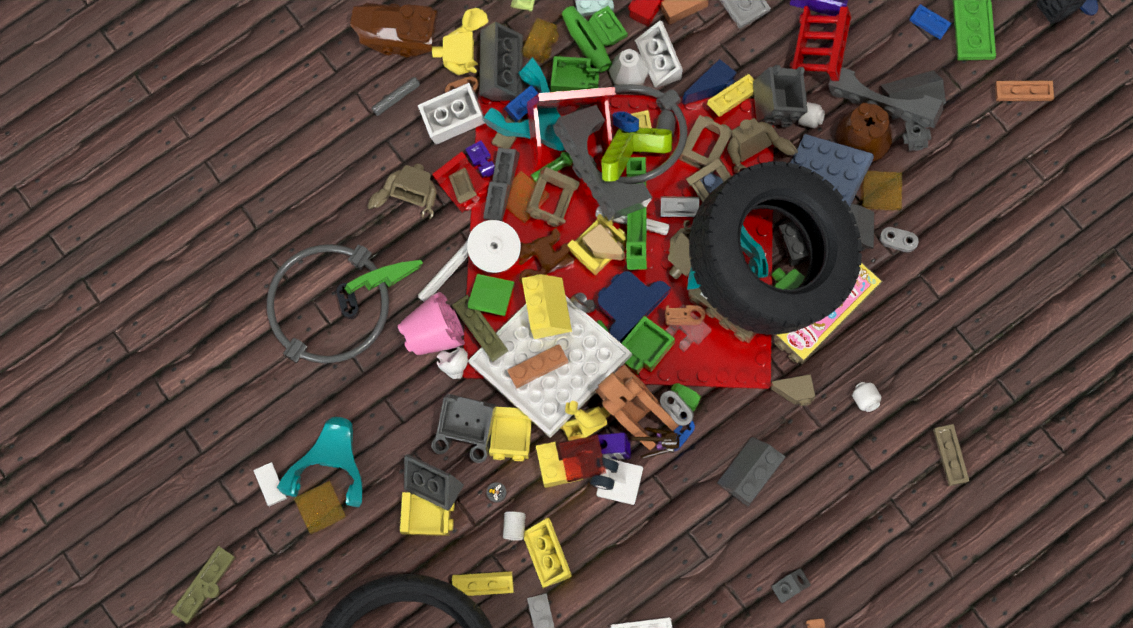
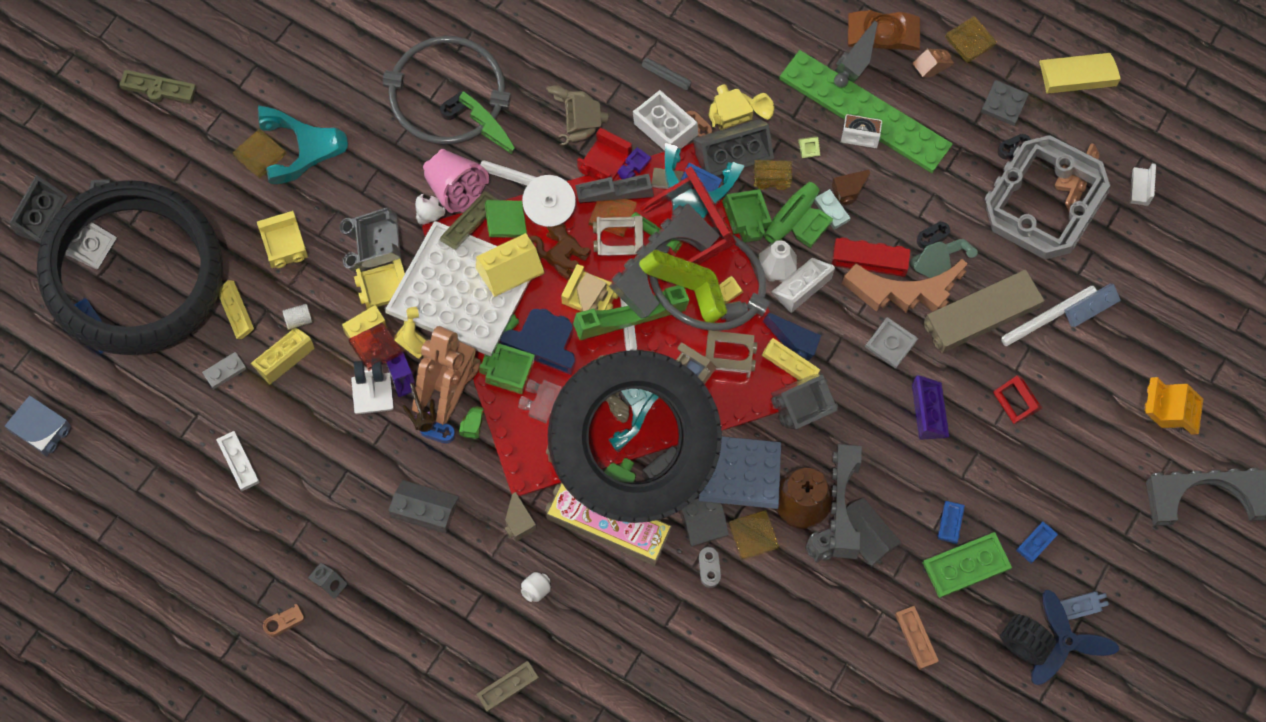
camera: 60 degrees right, 5 degrees down
(268, 483) = (270, 99): white tile -> none
(395, 28) = (729, 44): reddish brown slope -> none
(430, 483) = (310, 230): dark grey slope -> none
(462, 185) = (599, 156): dark tan tile -> none
(496, 492) = (324, 292): tile -> none
(538, 366) = (448, 278): nougat plate -> none
(581, 302) = (532, 297): flat silver piece -> none
(625, 121) = (720, 273): blue beam -> none
(676, 408) = (455, 414): light grey plate -> none
(679, 206) = (655, 343): light grey plate -> none
(682, 316) = (546, 387): nougat piece -> none
(752, 138) = (750, 391): dark tan torso -> none
(813, 117) = (801, 440): white head -> none
(836, 51) = (878, 438): red fence -> none

